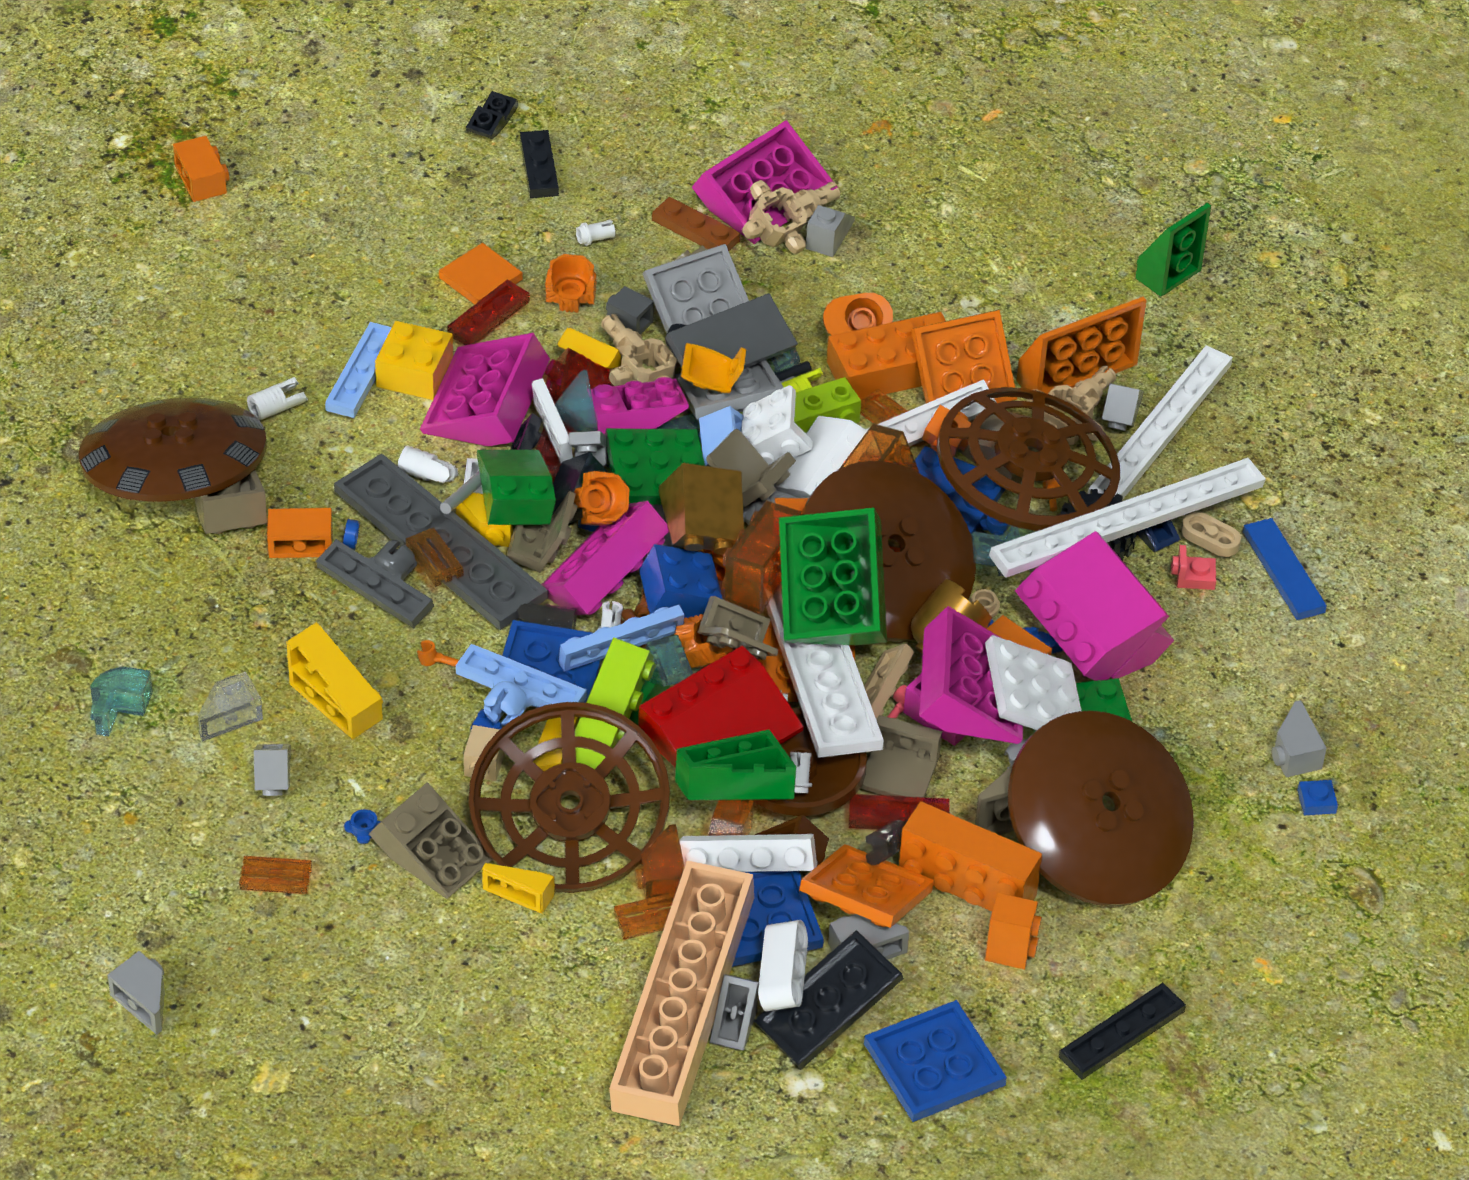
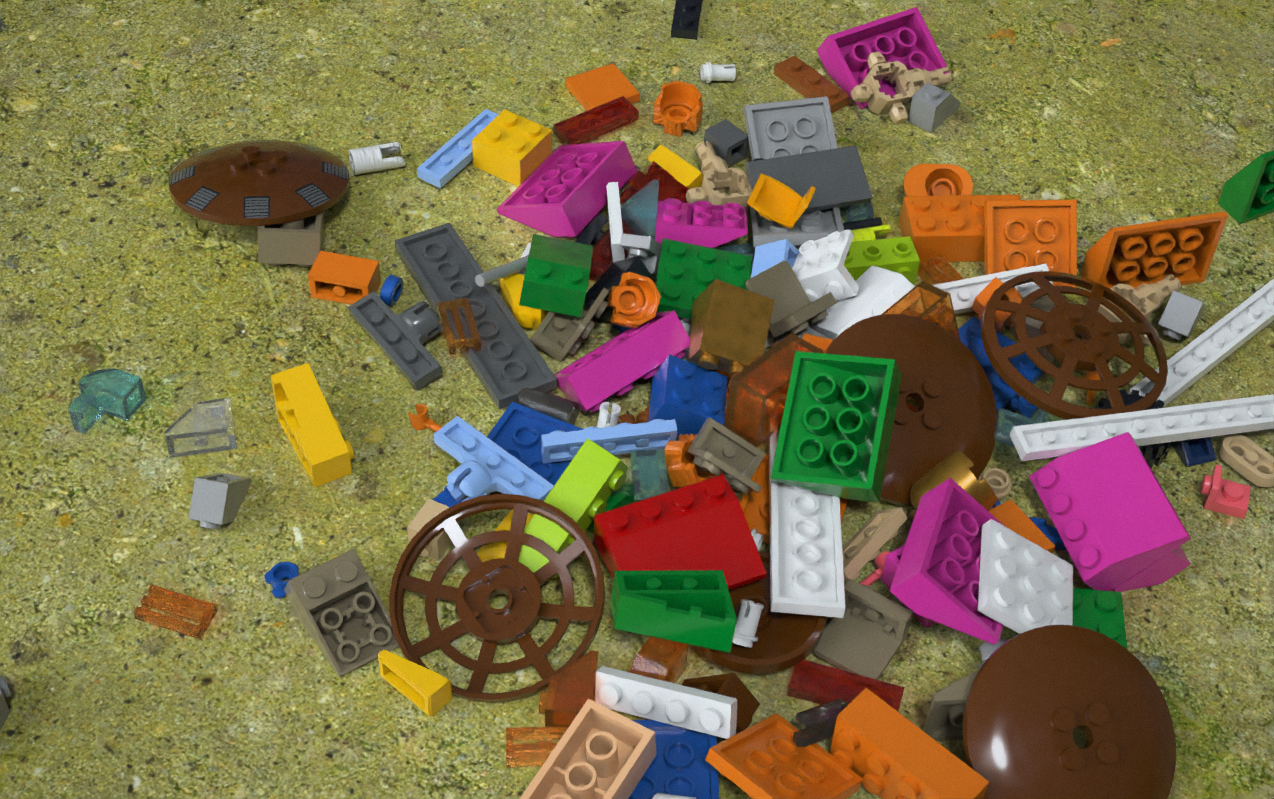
camera: 15 degrees right, 0 degrees up
(426, 465) = (487, 241): white hinge -> none

